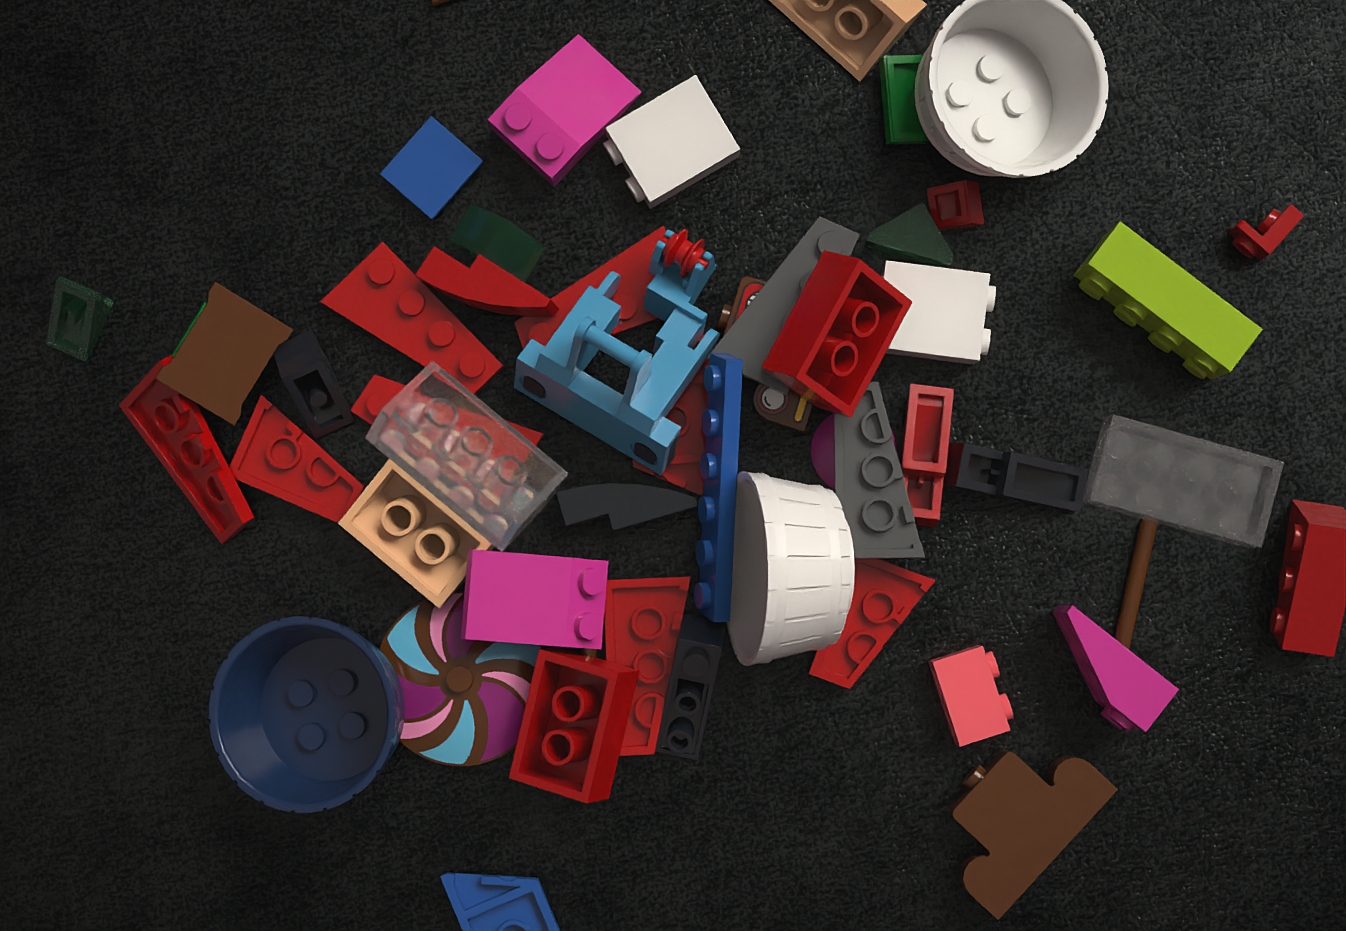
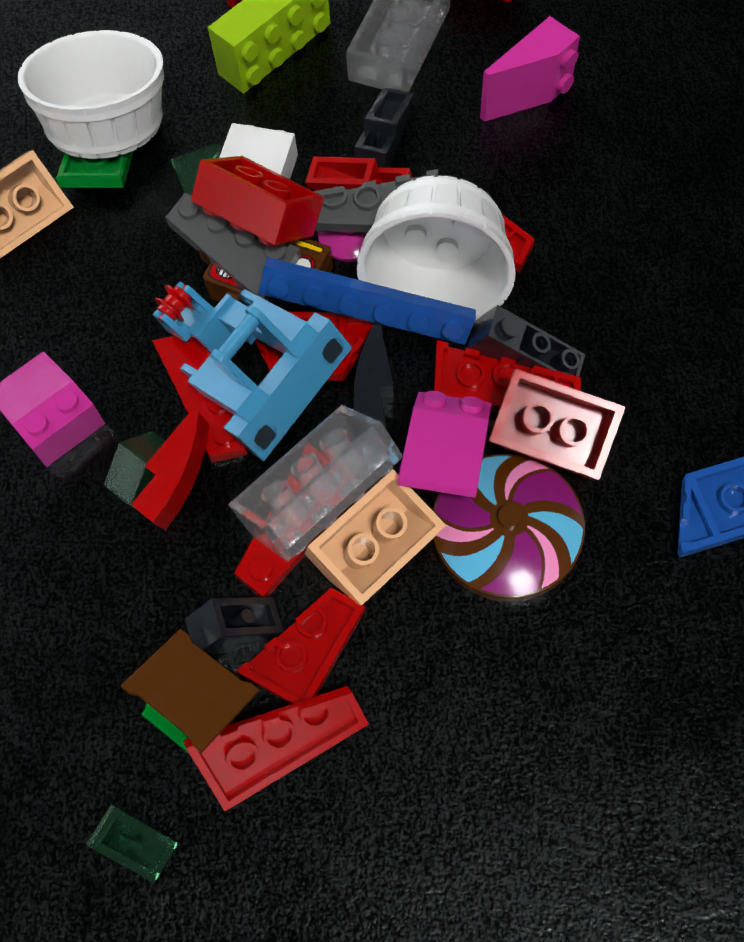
camera: 75 degrees left, 20 degrees down
(305, 714) = (538, 633): dark blue piece -> none
(405, 314) = (183, 547): red wing -> none
(431, 168) = (67, 513): blue piece -> none
(671, 142) = (87, 328): white brick -> none
(955, 205) = (174, 148): red slope -> none
(970, 695) = (544, 166): coral brick -> none
(1022, 822) = (640, 139): reddish brown brick -> none
(1135, 582) = (454, 66): reddish brown bar -> none

